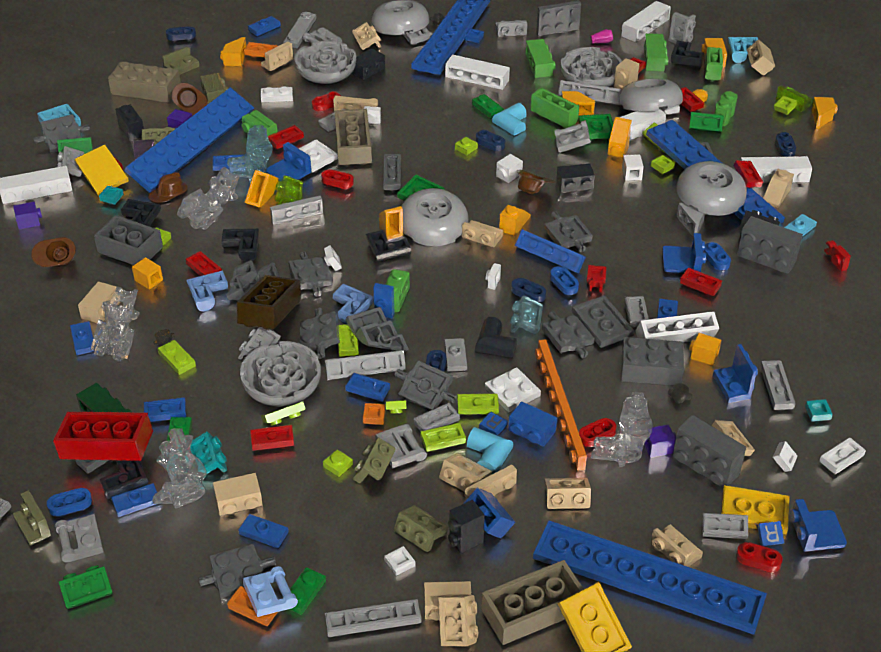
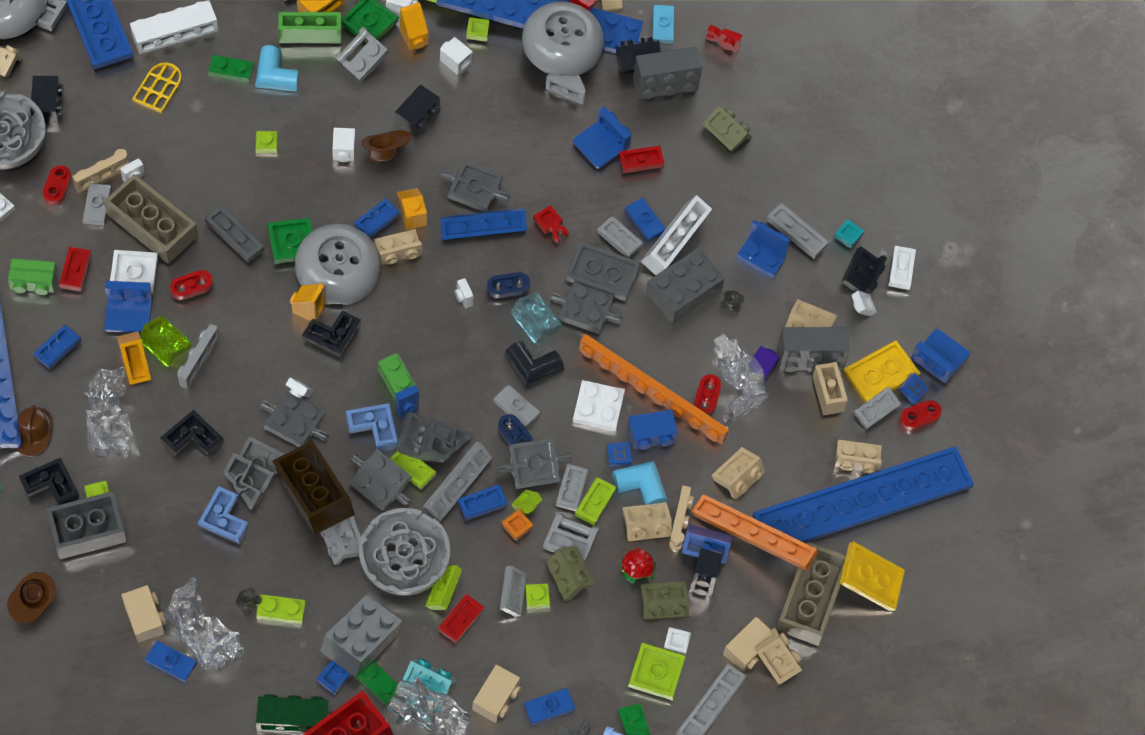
camera: 50 degrees left, 20 degrees up
(147, 273) = (145, 545): light orange brick -> none
(195, 395) = (361, 636): none -> dark grey brick
(202, 264) = (187, 493): red plate -> none
(257, 154) = (85, 315): clear light blue hips -> none
(323, 446) = (513, 591): none -> light grey plate
(361, 565) = (656, 671): none -> lime plate
(426, 490) = (637, 565): none -> red piece
(447, 97) = (160, 94): none -> yellow window
(477, 403) = (589, 444): lime plate -> none
(484, 212) = (377, 218): none -> blue plate
(490, 140) = (282, 116): dark blue plate -> none
(532, 529) = (754, 532): none -> orange plate
(564, 280) = (528, 249): blue plate -> none
(696, 485) = (829, 388): none -> tan brick
(705, 349) = (712, 237): light orange brick -> none
(717, 256) = (625, 114): blue plate -> none
(785, 300) = (726, 129): none -> olive bracket
(806, 436) = (864, 271): none -> black bracket

